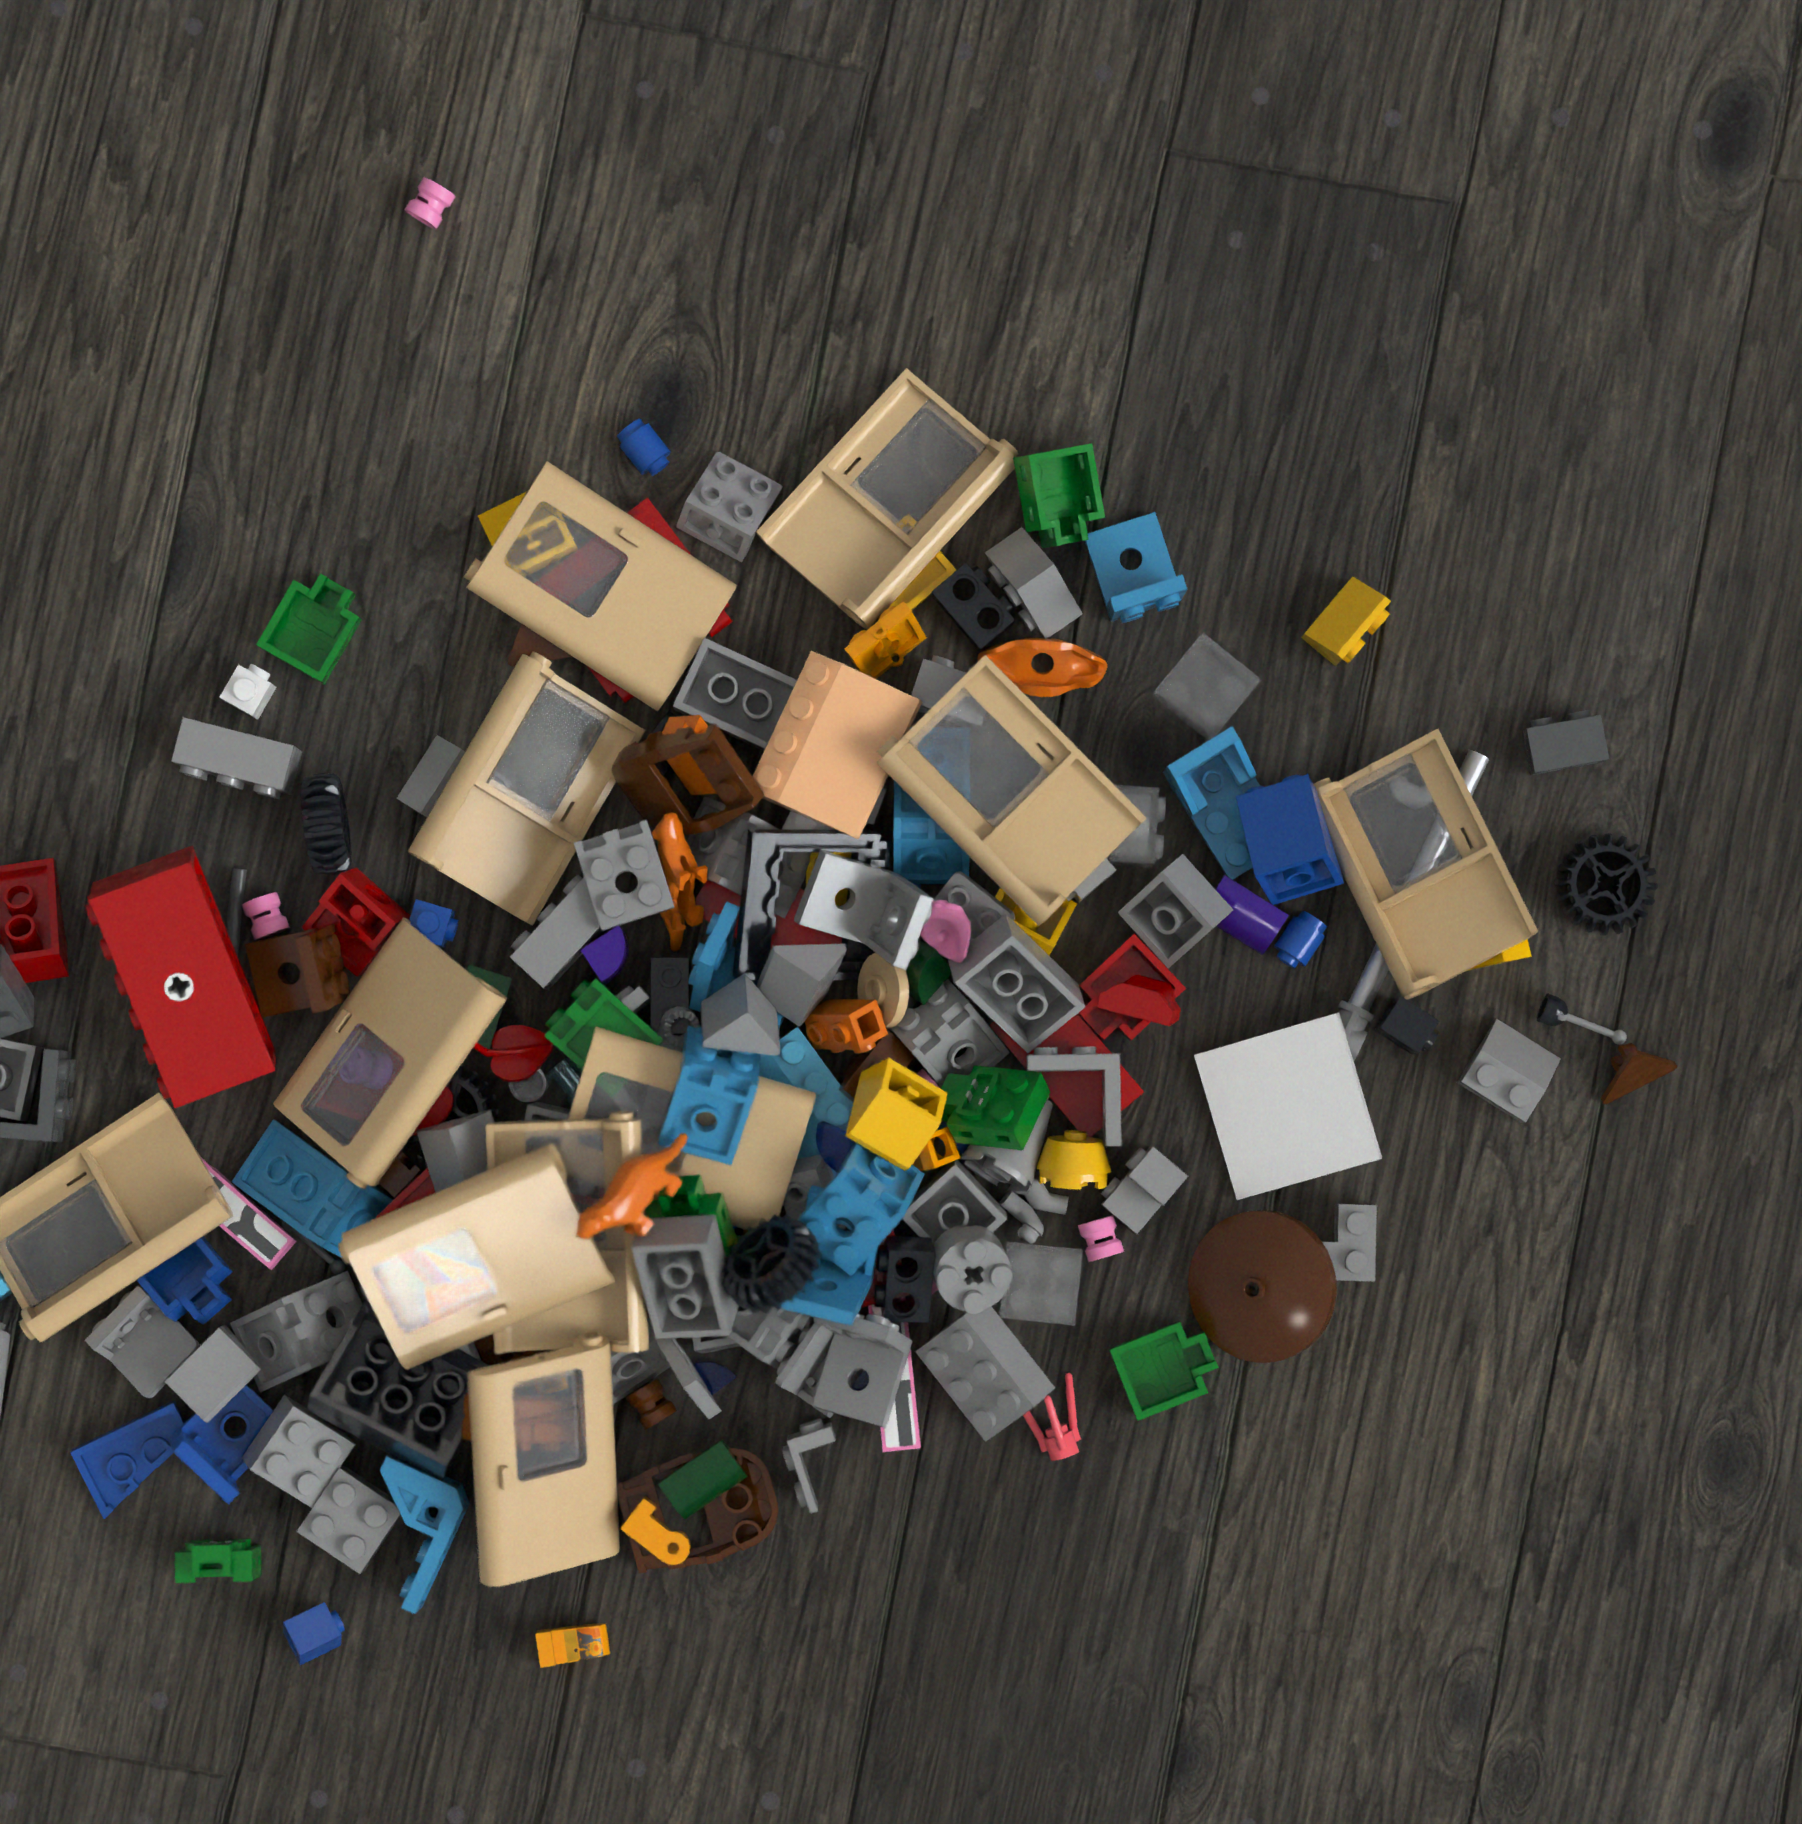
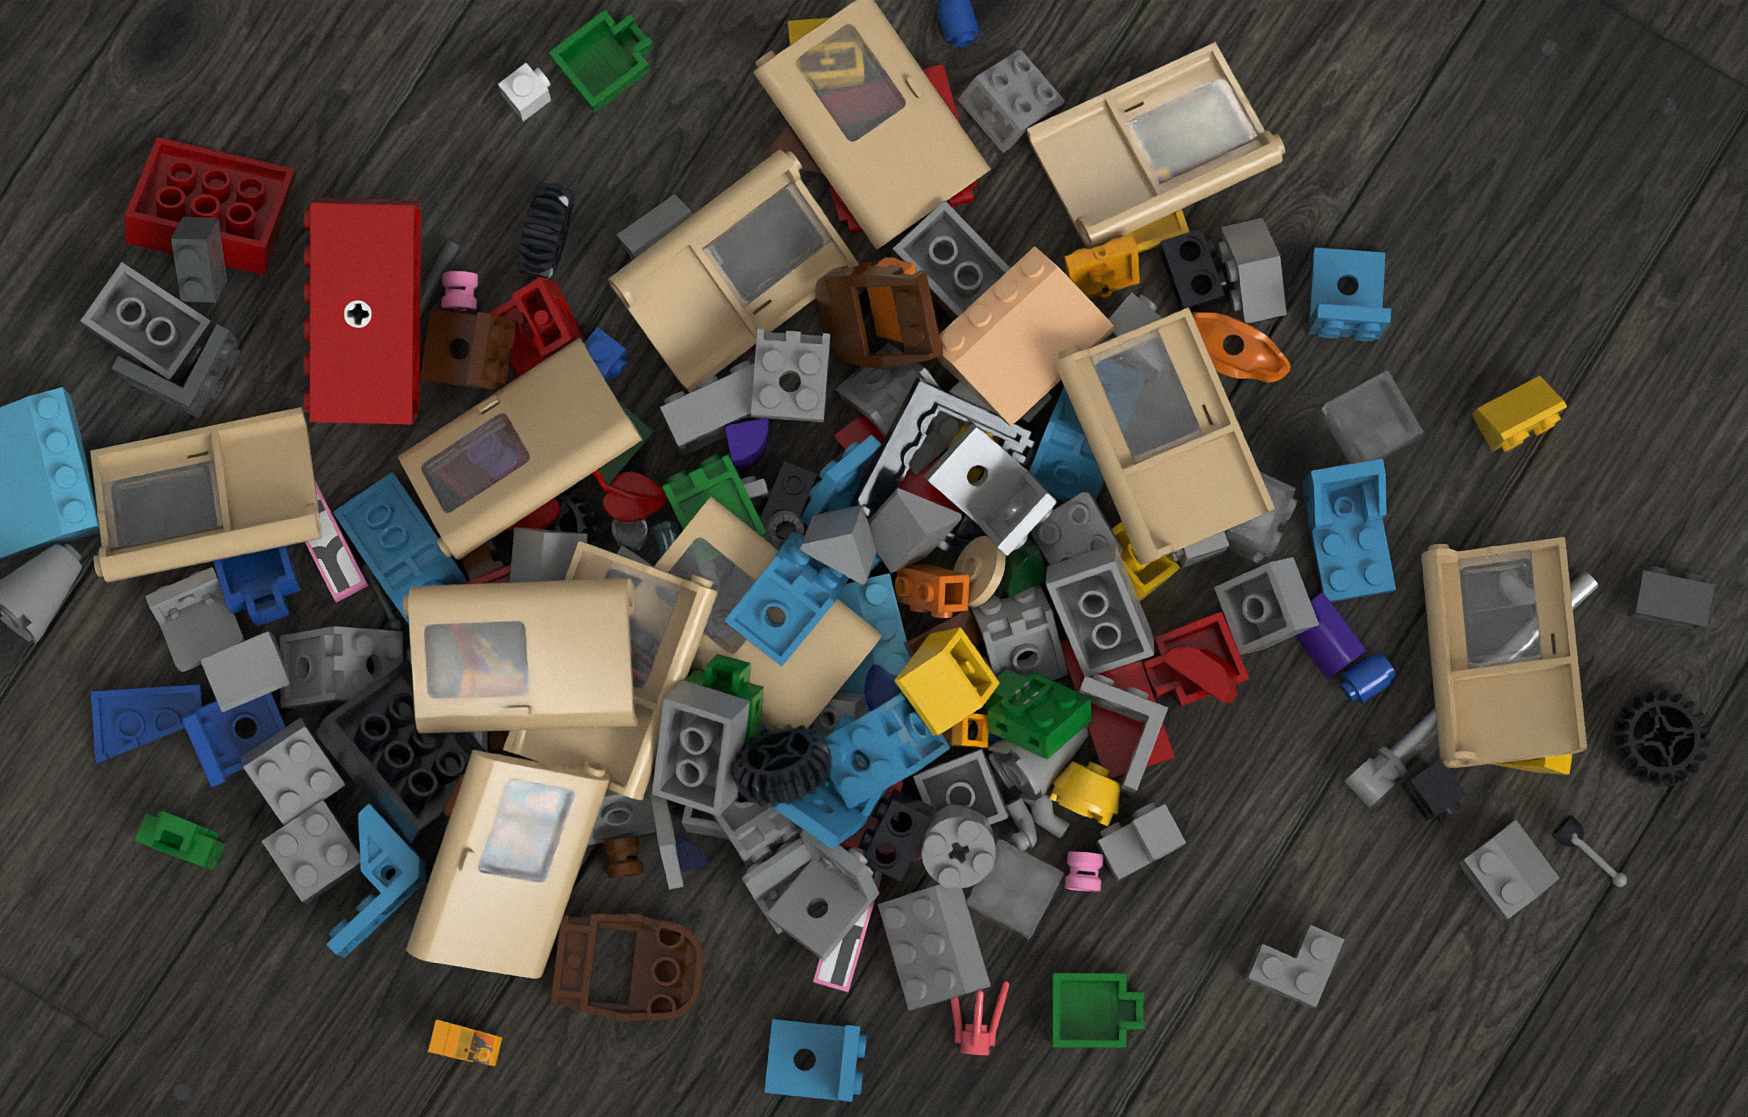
camera: 20 degrees right, 5 degrees down
(236, 758) = (491, 143): light grey brick -> none
(313, 1633) = (238, 939): blue brick -> none
(632, 1192) = (684, 650): orange animal -> none
(665, 1543) = (585, 985): light orange leg -> none
(680, 873) = (840, 396): orange animal -> none
(702, 1479) = (642, 941): dark green brick -> none
(811, 1435) = (755, 941): light grey bracket -> none
(933, 1511) = (835, 1065): none -> dark azure bracket
(948, 930) = (1057, 538): bright pink hat -> none
(1059, 493) = (1307, 201): green piece -> none
(1288, 839) = (1393, 582): blue slope -> none
(1288, 1106) = (1298, 820): white tile -> none
(1292, 1278) = (1242, 978): reddish brown dish -> none
(1634, 1071) = (1622, 915): reddish brown piece -> none

